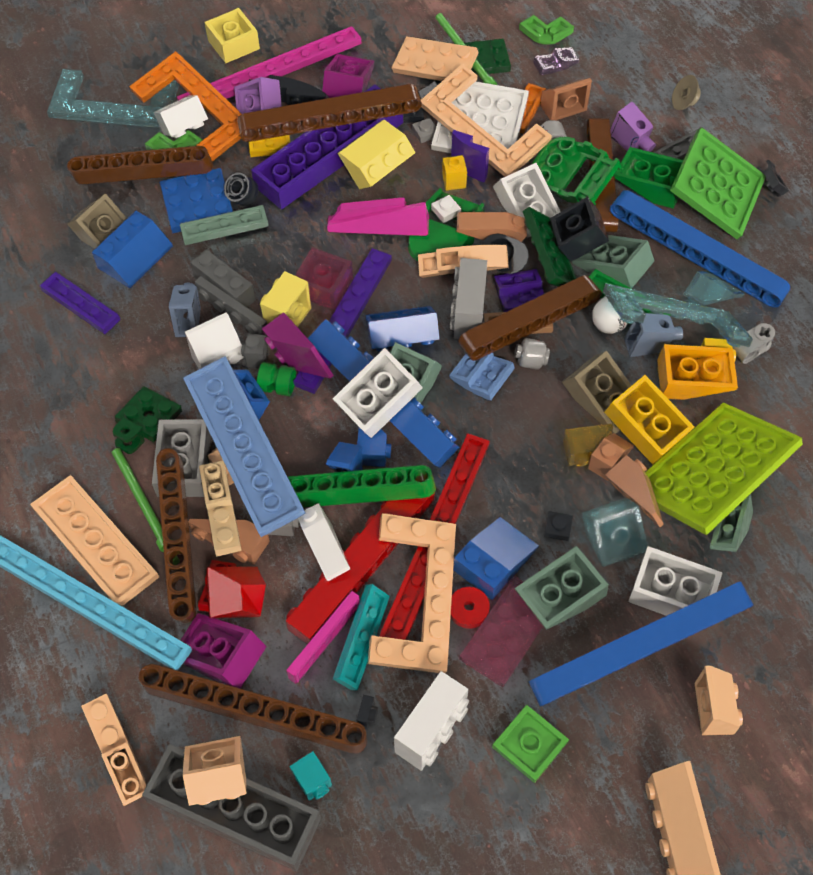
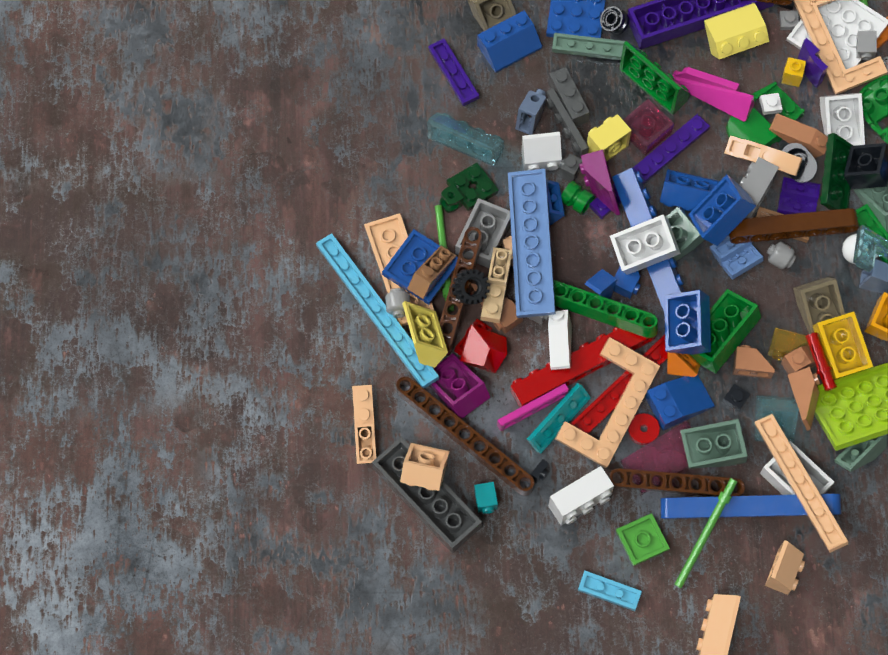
camera: 25 degrees right, 10 degrees up
(104, 578) = (394, 302): none -> light grey head
(117, 525) = (408, 260): none -> blue plate
(119, 365) = (465, 138): none -> clear light blue slope
(131, 525) = (430, 272): none -> medium nougat slope
(153, 601) = (425, 334): none -> light yellow slope
(177, 530) = (481, 283): none -> black tyre
(307, 226) = (652, 78): none -> green slope
(447, 326) = (721, 210): none -> blue slope
(466, 460) = (687, 323): none -> blue slope
(476, 511) = (682, 365): none -> orange slope
(507, 457) = (730, 323): none -> green slope
(516, 118) = (866, 45): none -> light grey brick
(520, 828) = (609, 590): none -> medium azure plate
(549, 649) = (666, 485): none -> reddish brown beam
(557, 480) = (751, 363): none -> nougat slope
(608, 646) = (724, 498): none -> bright green bar
(635, 445) = (819, 357): none -> red pin
(693, 589) = (801, 483): none -> light nougat tile

